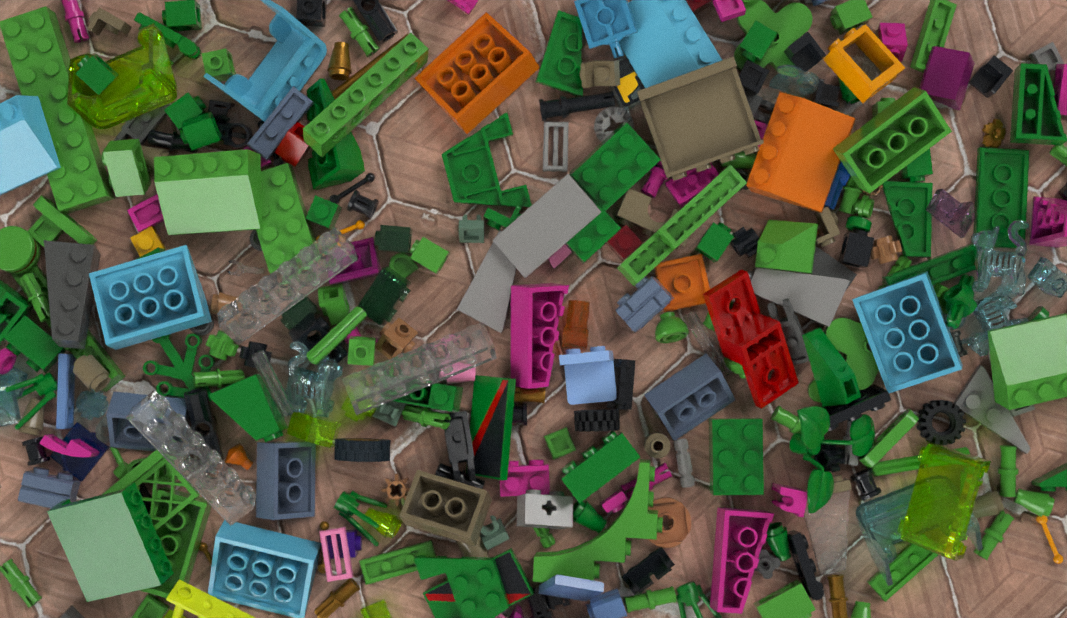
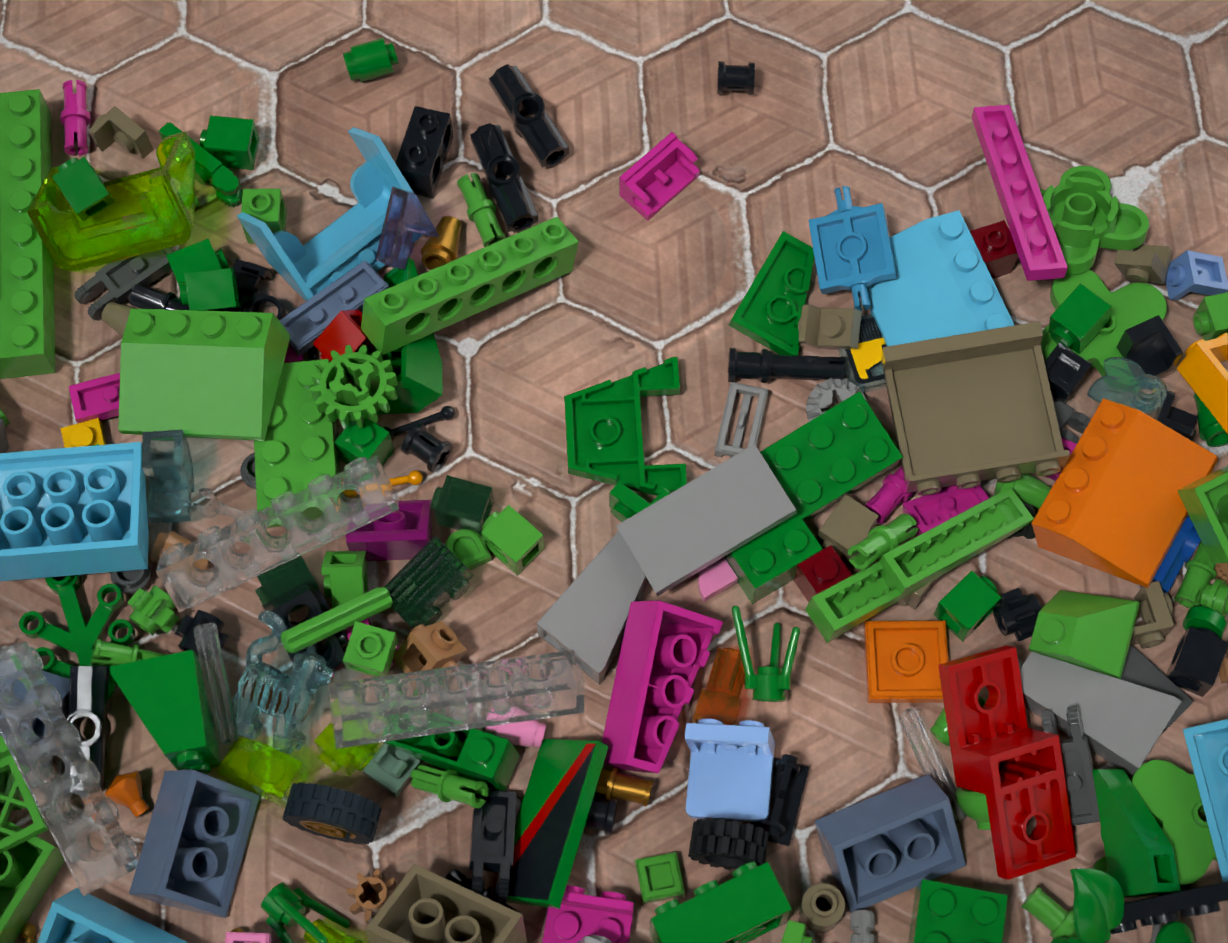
camera: 10 degrees right, 20 degrees down
(126, 167) = (86, 323): bright green brick -> none
(209, 259) = (170, 475): none -> clear light blue brick
(302, 188) = (364, 371): none -> bright green gear
(311, 58) = (402, 219): none -> clear purple slope
(471, 230) = (585, 516): sand green tile -> none
(477, 72) = (644, 296): orange slope -> none
(603, 315) = (771, 681): none -> green plant
(643, 303) = (839, 675): sand blue brick -> none
(657, 217) = (882, 540): none -> bright green pin
(670, 328) = (876, 727): bright green brick -> none

